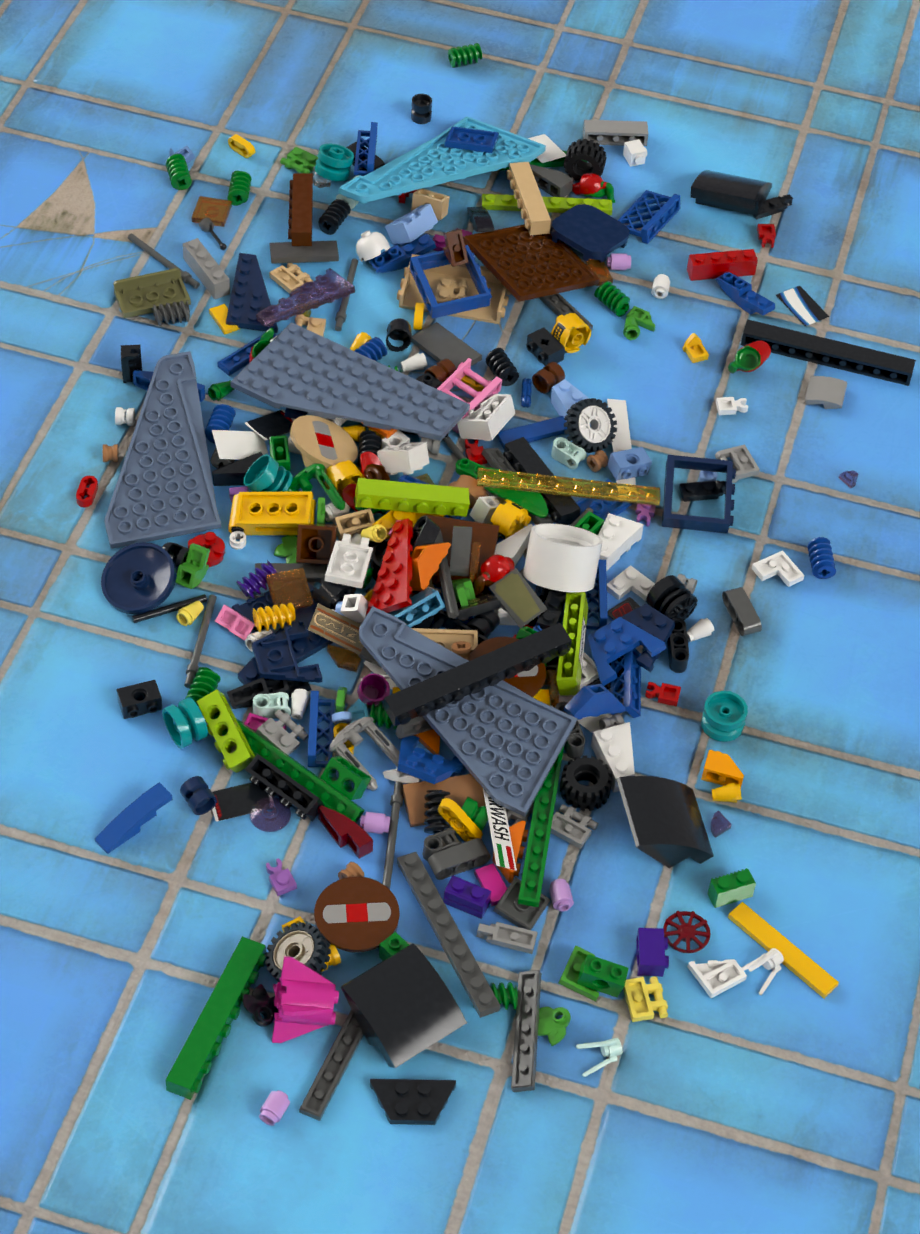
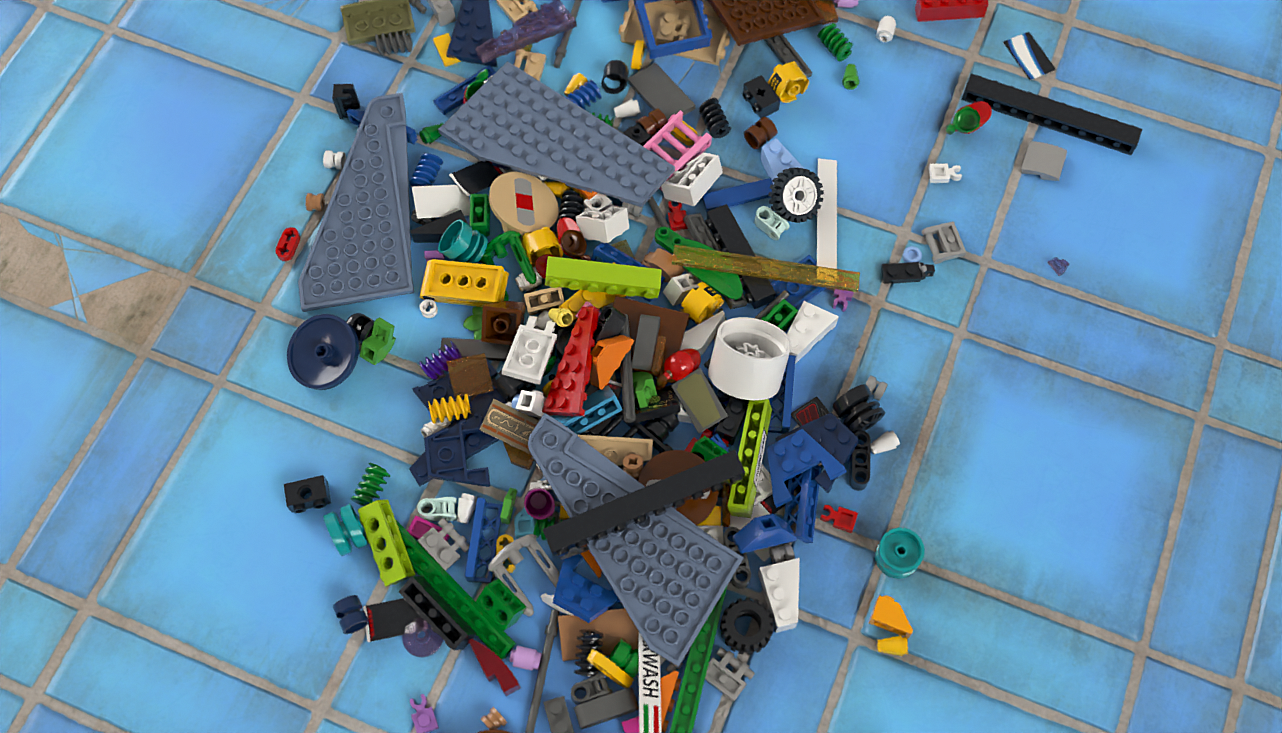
camera: 10 degrees right, 15 degrees up
(133, 817) = (283, 636): blue slope -> none
(167, 609) = (351, 385): black bar -> none
(189, 613) = (370, 393): light yellow cone -> none
(193, 667) = (365, 459): dark grey bar -> none
(214, 543) = (402, 309): red plate -> none
(235, 622) = (415, 409): bright pink slope -> none
(243, 695) = (412, 494): black slope -> none
(321, 511) = (512, 287): bright green tile -> none
(341, 717) = (506, 529): light blue tile -> none
(526, 392) = (736, 148): blue axle -> none
(597, 461) = (800, 233): medium nougat wheel -> none
(629, 463) = (822, 239): medium blue brick -> none
(629, 581) = (820, 377): white plate -> none
(642, 318) = (863, 64): bright green tile -> none
(664, 819) = (823, 682): black slope -> none
(695, 349) = (914, 104): yellow tile -> none
(697, 522) = (895, 313): dark blue window -> none
(719, 824) = (881, 681): clear purple tile -> none
(741, 611) = (931, 422): dark grey beam -> none
(742, 294) = (969, 42): blue slope -> none
(779, 565) = (976, 368): white plate -> none
(821, 558) = (1020, 363): blue piece -> none

